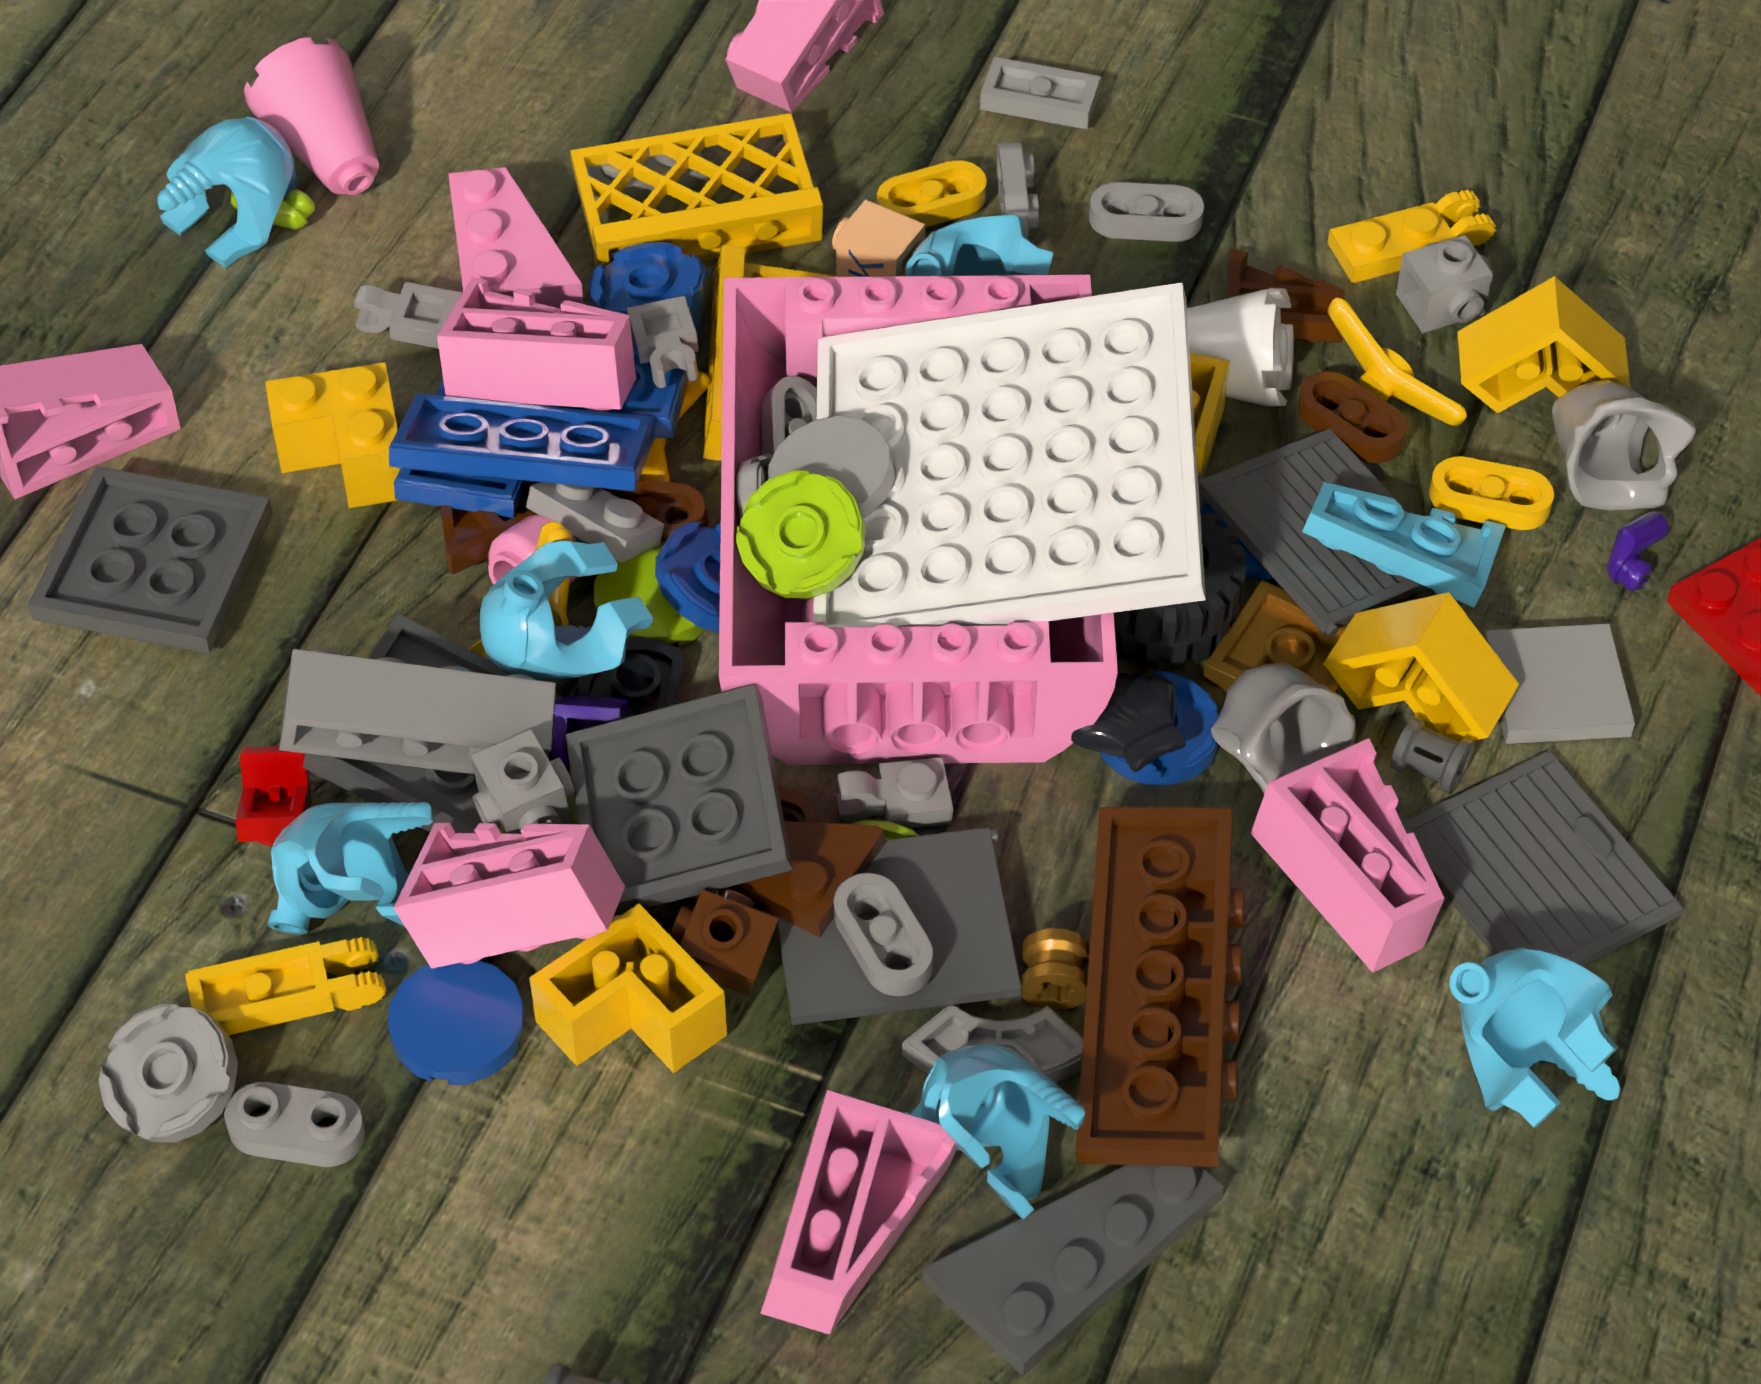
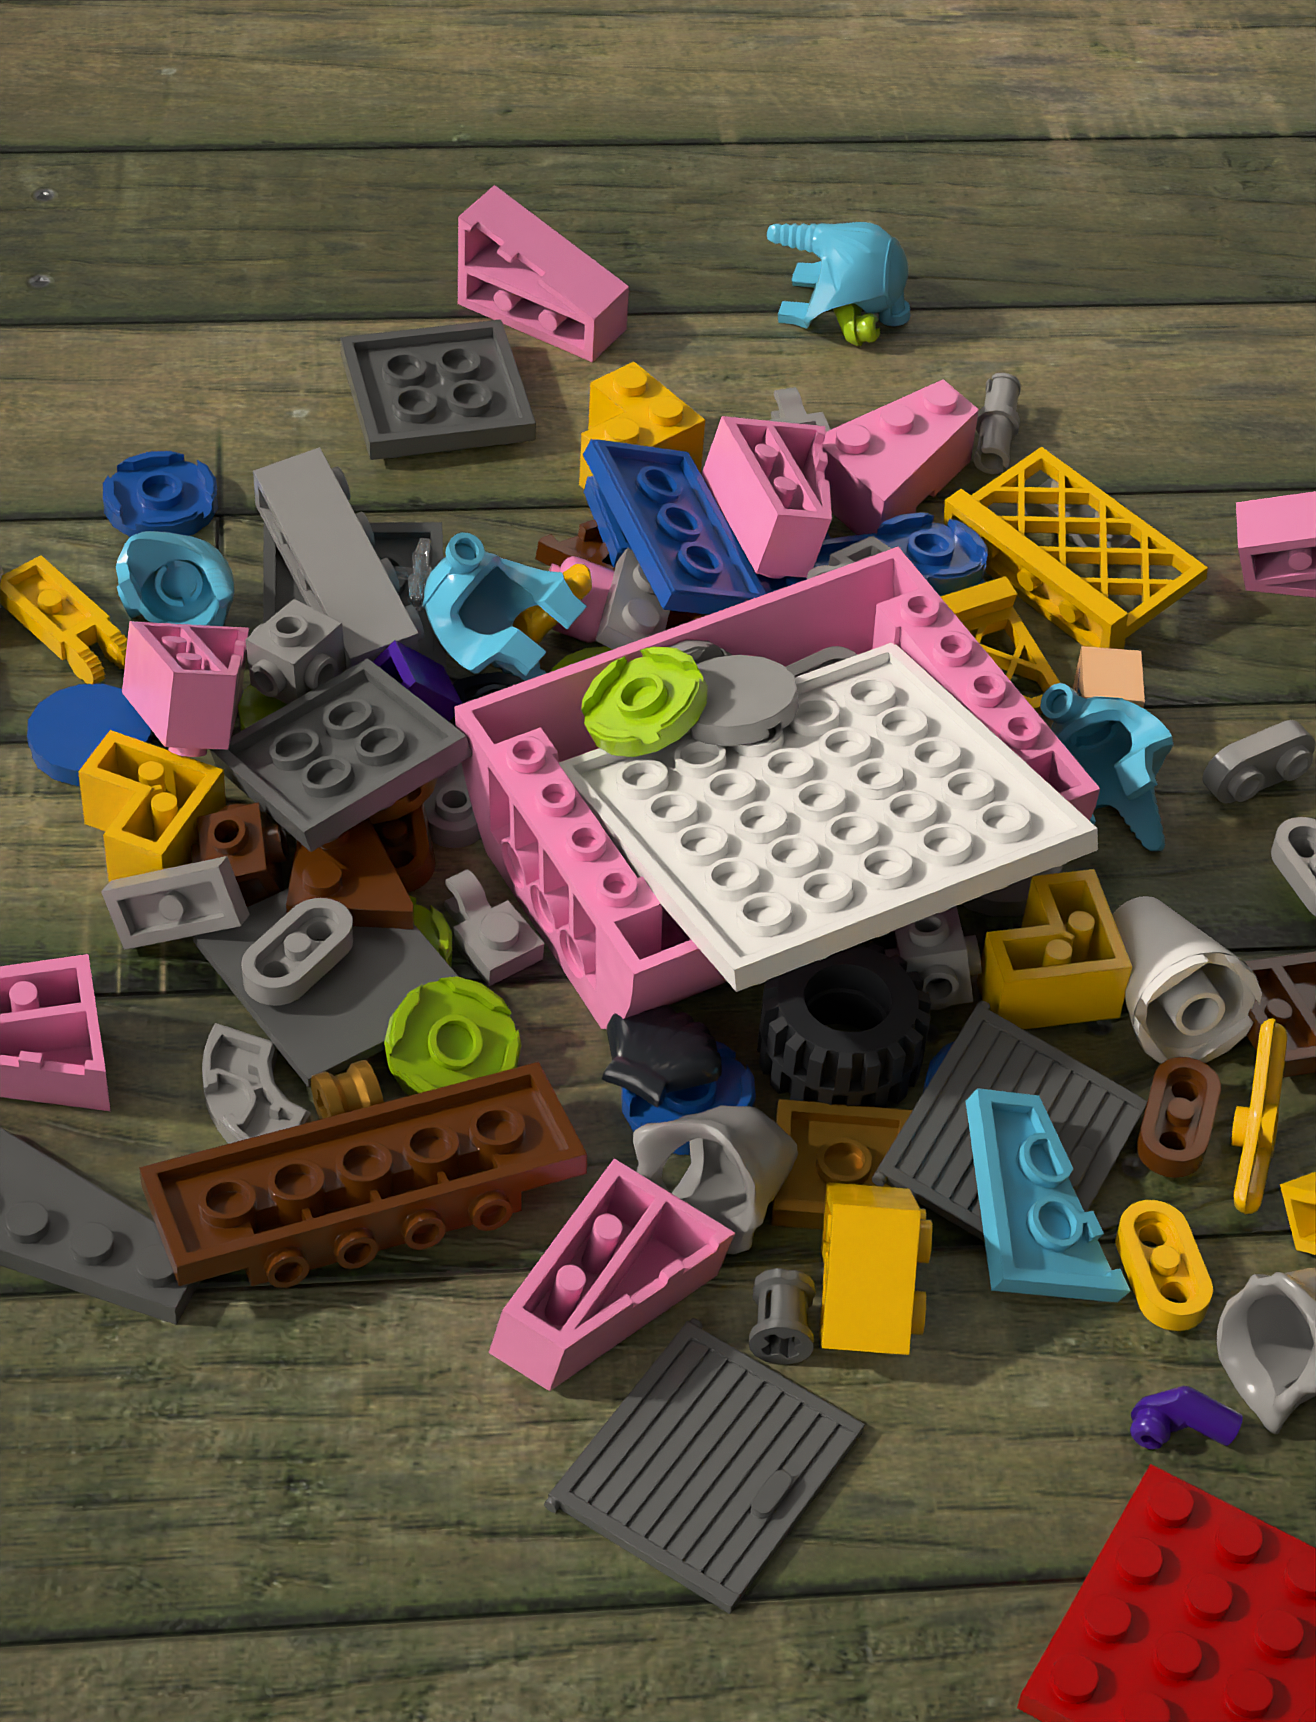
camera: 60 degrees right, 5 degrees down
(142, 847) = (160, 494): none -> blue tile
(272, 793) = (237, 541): red bracket -> none
(318, 110) = (962, 289): bright pink cone -> none
(467, 650) = (418, 574): none -> clear plant
(472, 156) = (997, 423): none -> light grey pin
(763, 1011) = (175, 903): none -> light grey plate
(935, 192) = (1206, 706): yellow plate -> none
(998, 1099) = (160, 1077): medium azure piece -> none
(1034, 866) = (450, 1035): none -> lime tile
(1531, 1010) = (486, 1486): medium azure piece -> none
(1566, 684) = (956, 1405): light grey tile -> none

